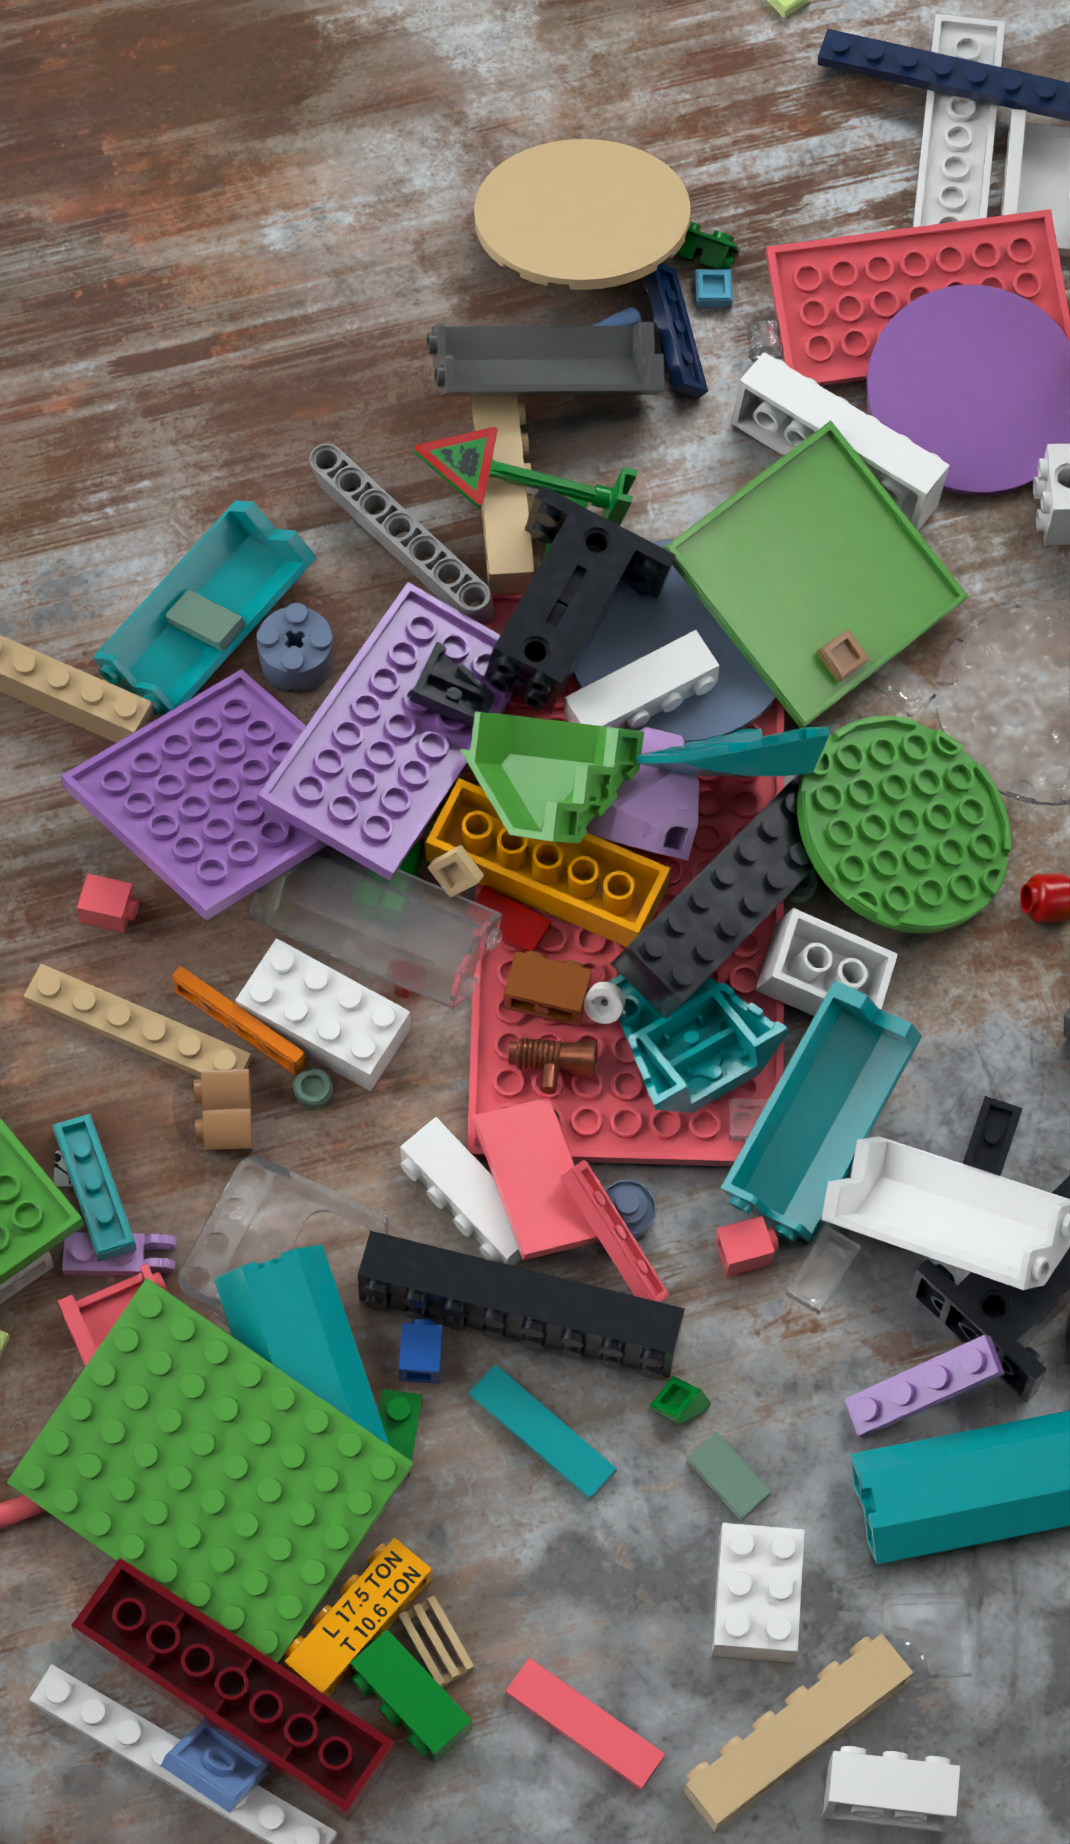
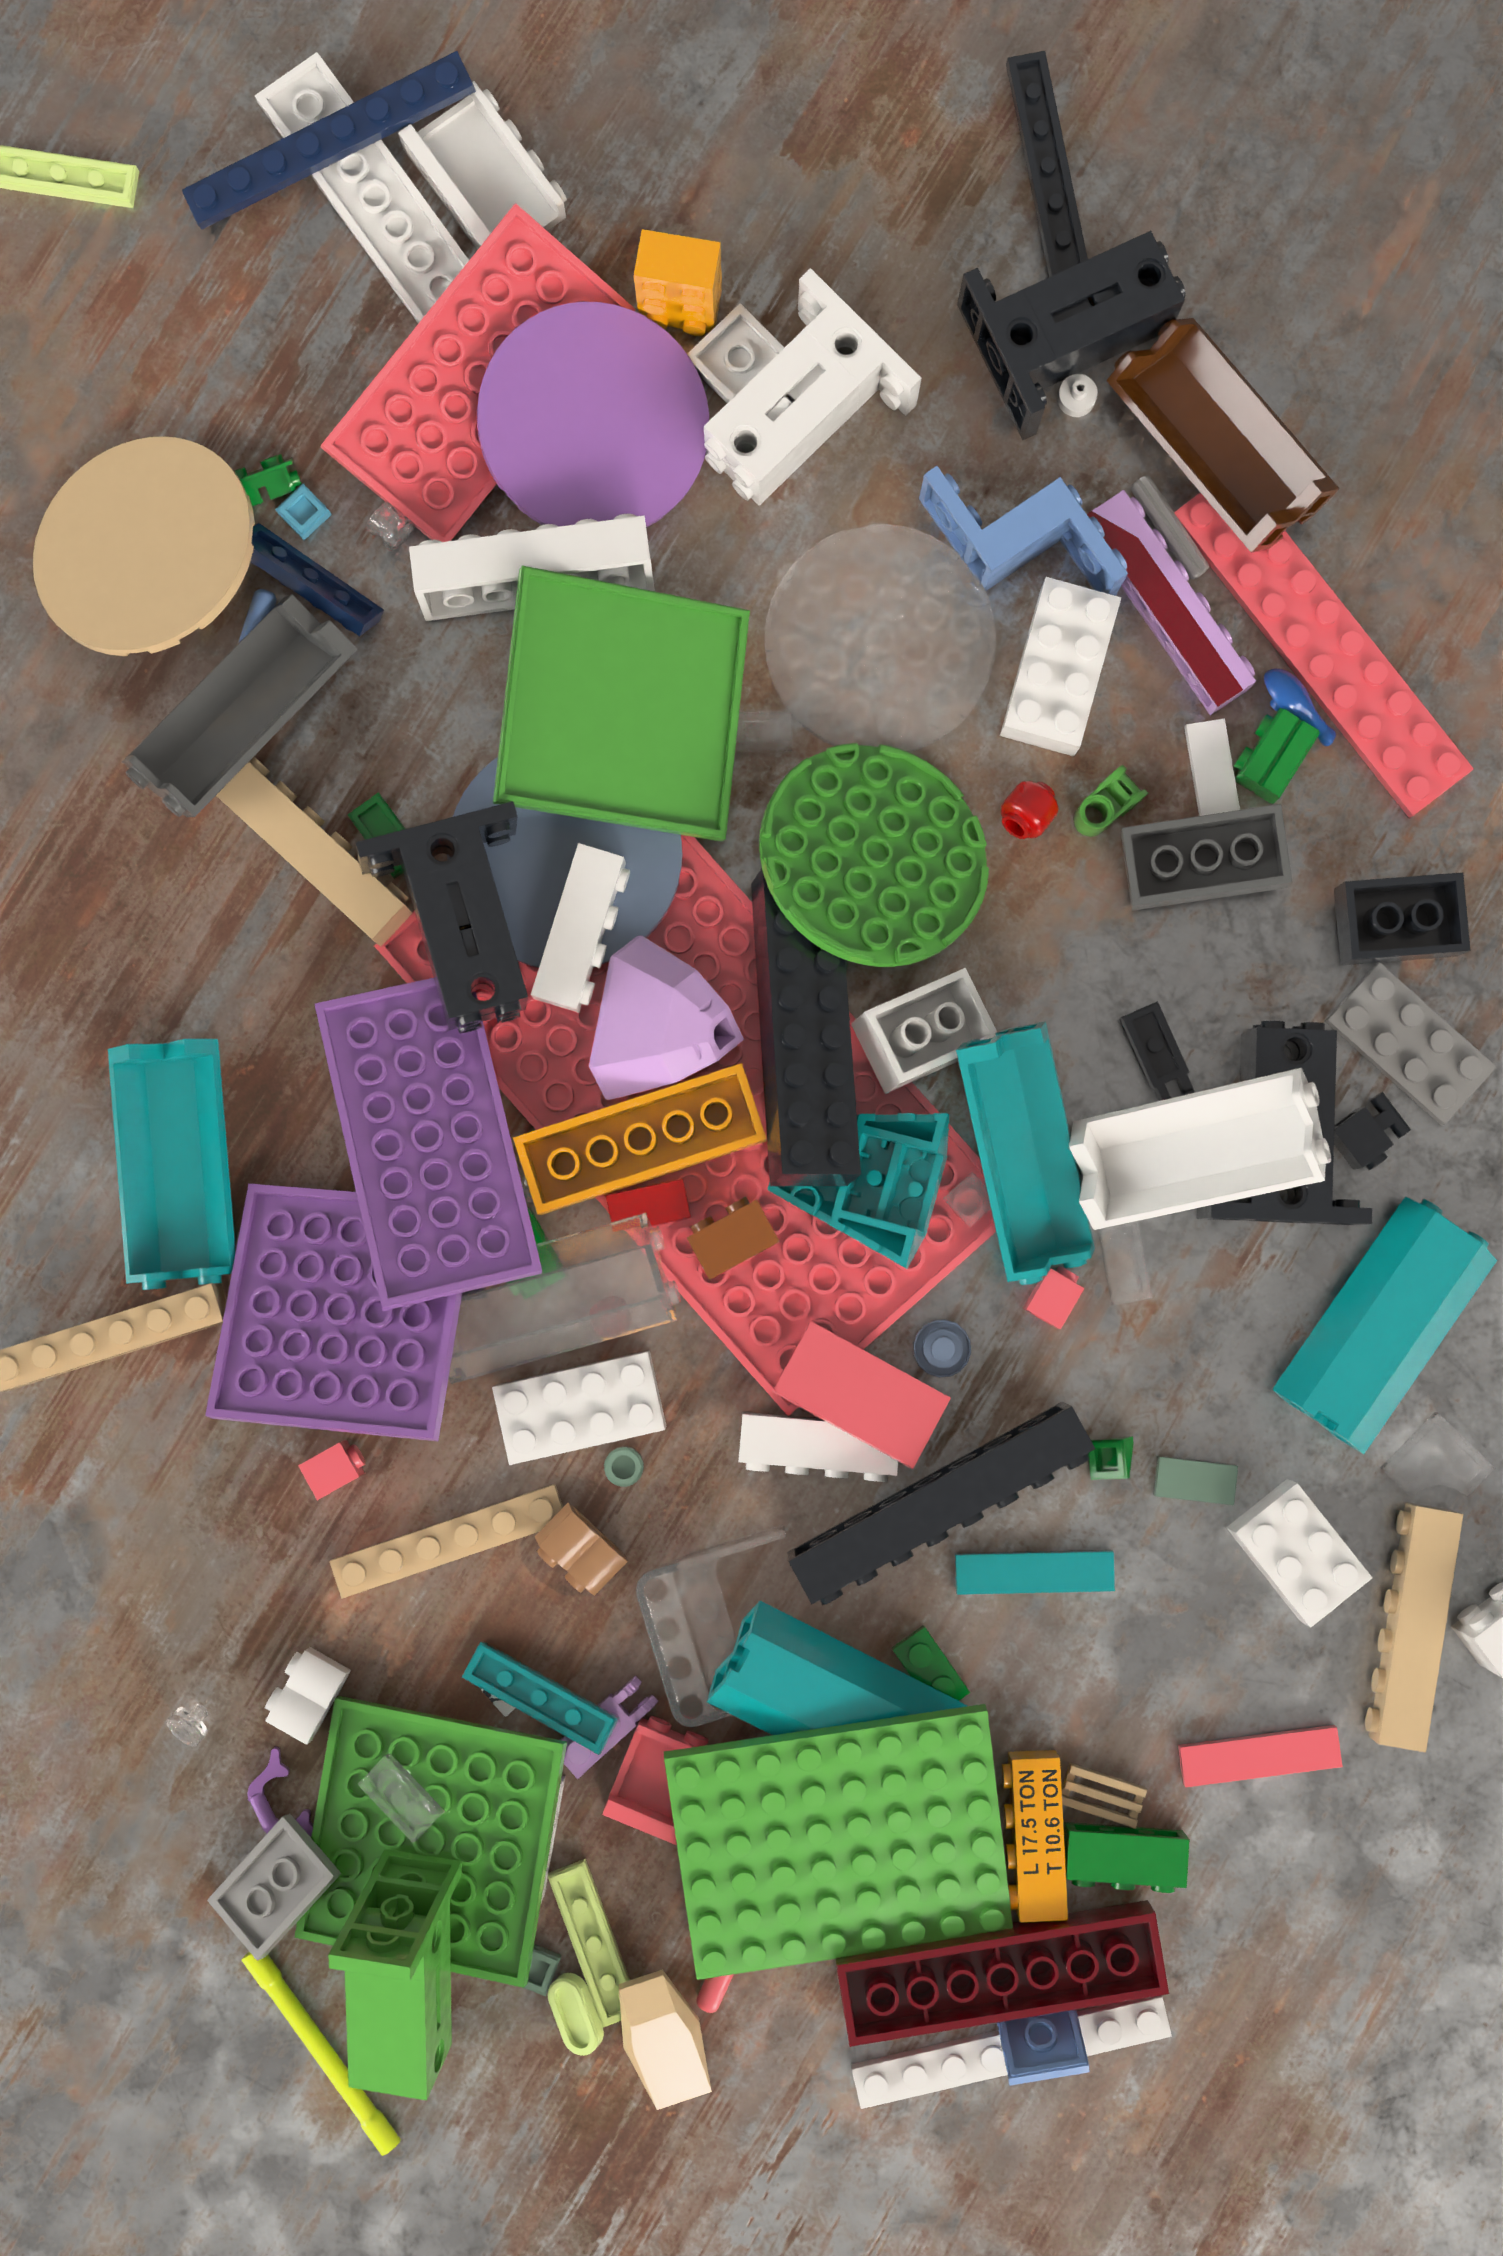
camera: 40 degrees left, 20 degrees up
(205, 620) = (183, 1172): sand green tile -> none
(238, 1021) = (525, 1470): orange tile -> none
(295, 649) = (265, 1110): sand blue brick -> none
(395, 520) = (247, 957): light grey beam -> none
(420, 1351) = (895, 1597): blue brick -> none
(451, 689) = (439, 1069): black wing -> none
(455, 871) = (583, 1217): tan plate -> none
(468, 463) = (266, 860): green piece -> none
(550, 773) = (584, 1075): bright green panel -> none
(554, 1056) = (785, 1287): copper piece -> none
(604, 1002) = (787, 1213): white tile -> none
(613, 1233) = (958, 1385): coral tile -> none
(744, 754) = (710, 929): teal wedge -> none
(843, 655) = (703, 754): medium nougat tile -> none
(924, 1386) = (1286, 1293): plate -> none

